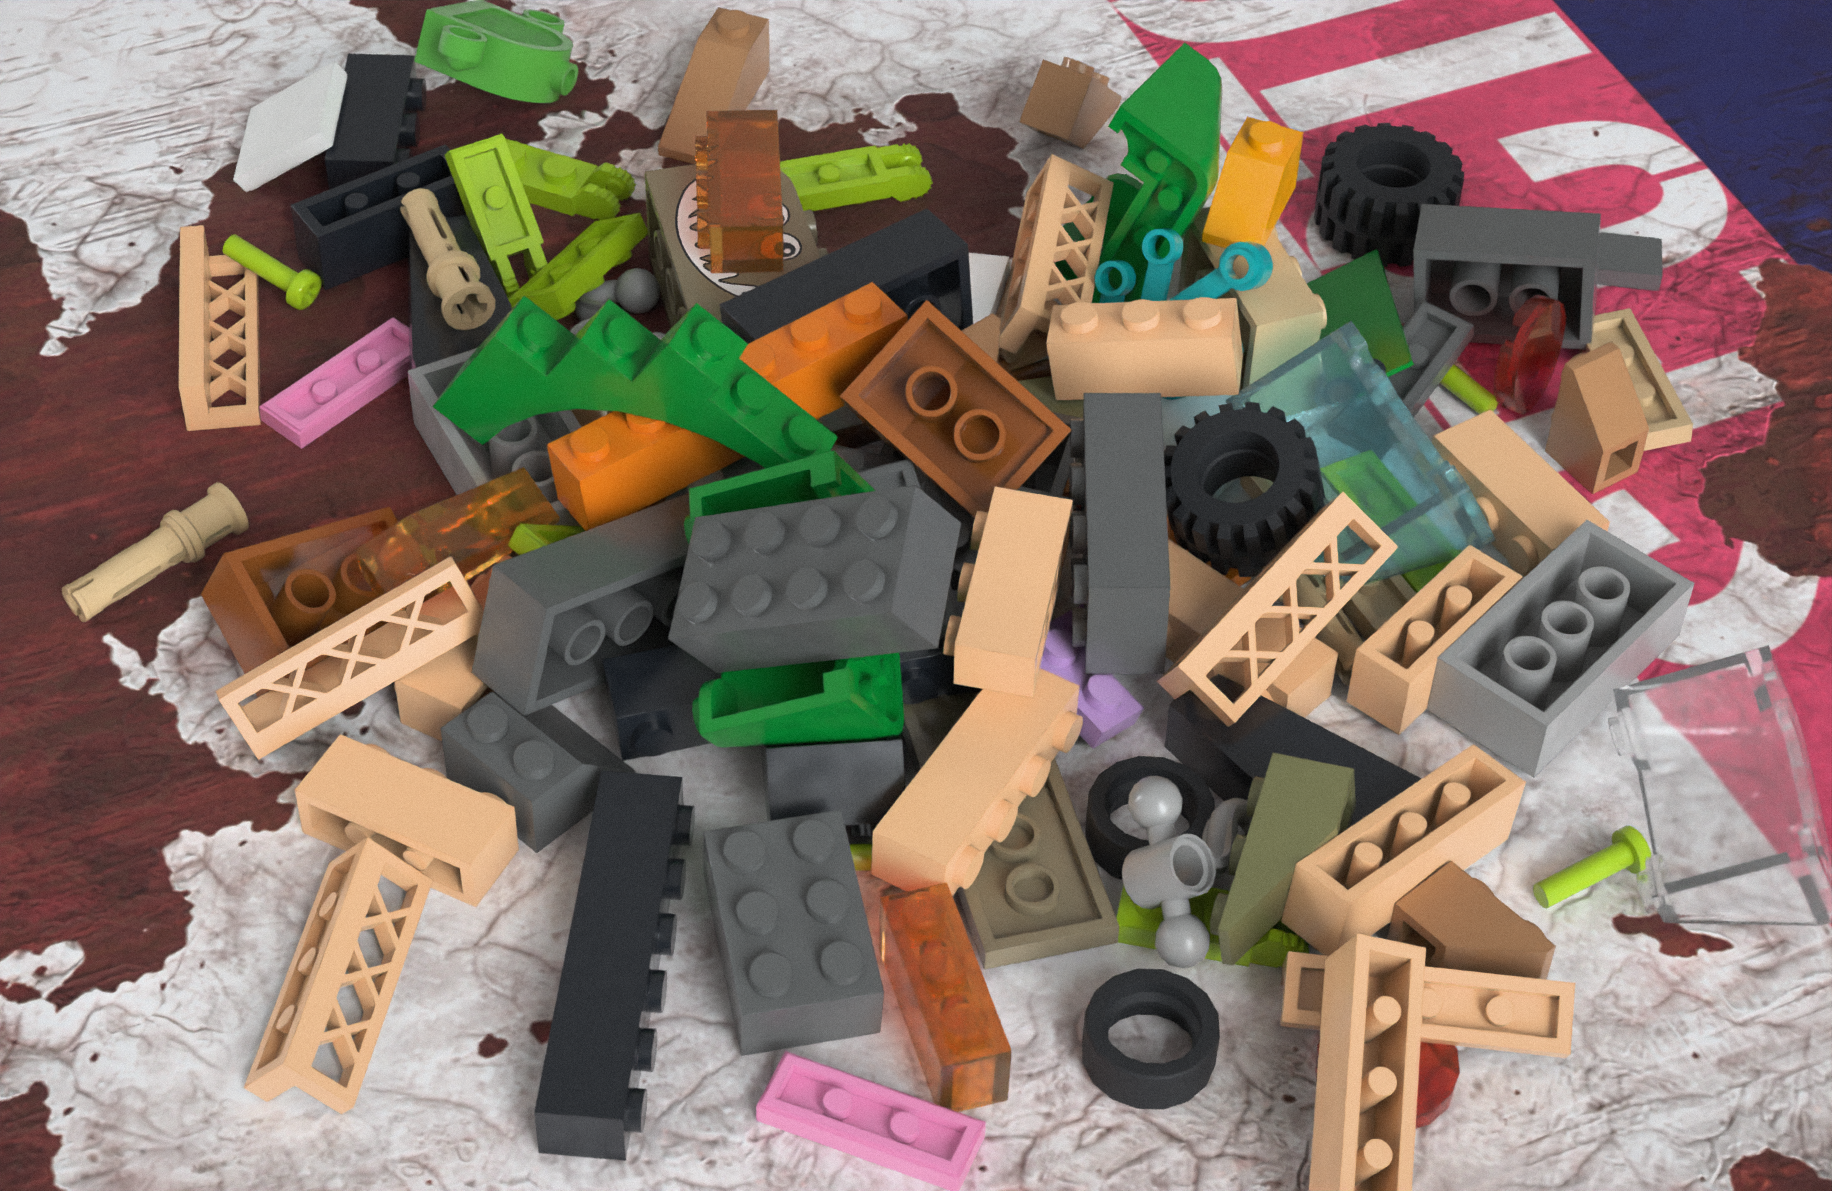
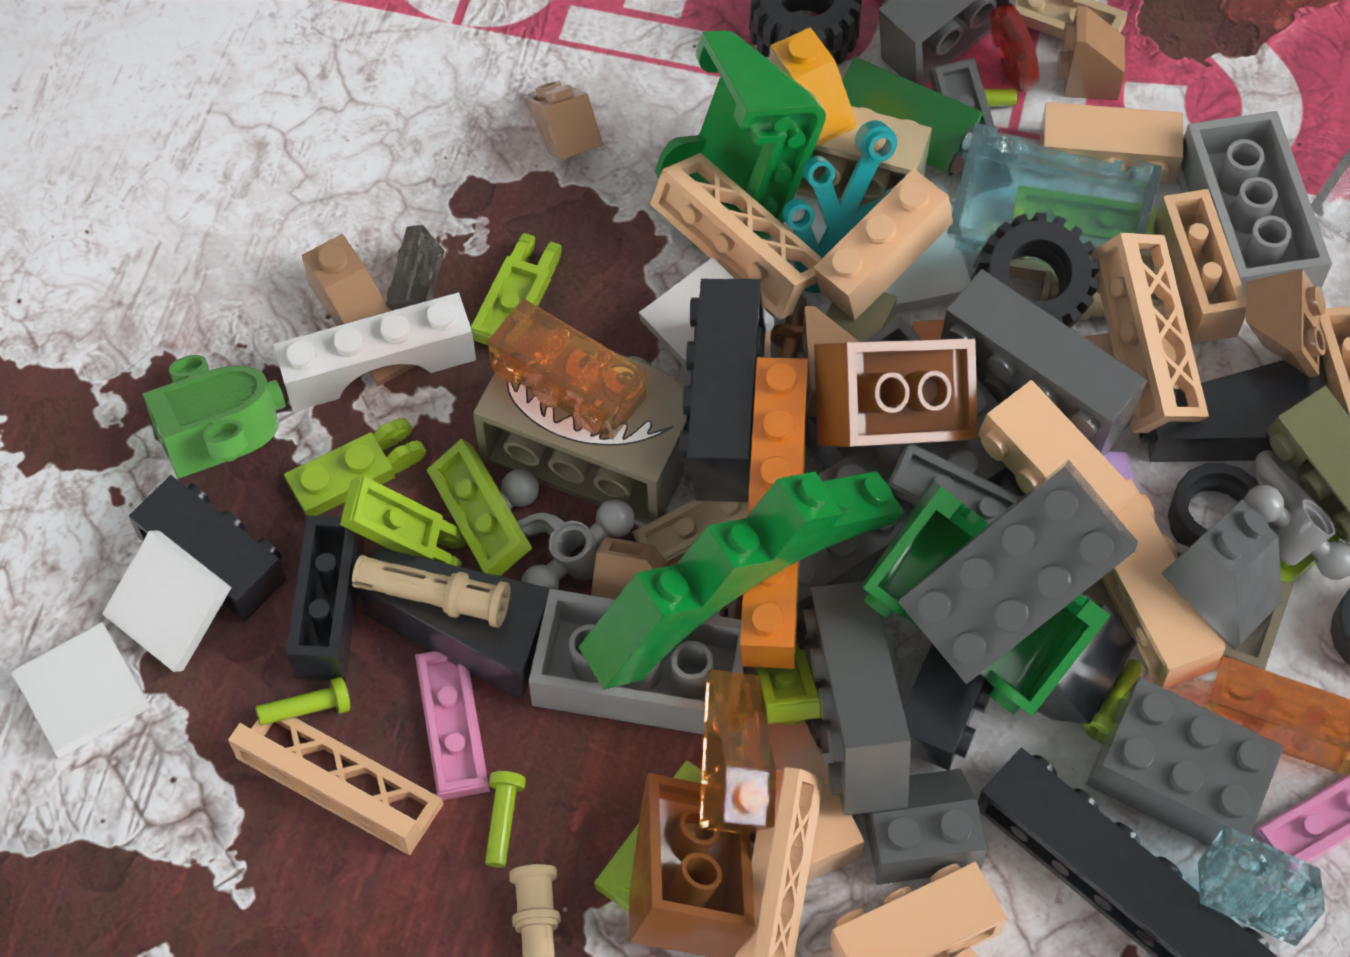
camera: 50 degrees left, 15 degrees up
(166, 137) = (80, 689): none -> white tile
(307, 446) = (506, 786): none -> lime piece
(623, 87) = (327, 361): none -> white arch
(696, 1063) = (1260, 886): none -> clear light blue brick
(800, 97) = (416, 269): none -> clear smoke plate
(1042, 822) = (1231, 574): none -> dark grey slope
(1425, 718) = (1286, 318): none -> medium nougat slope

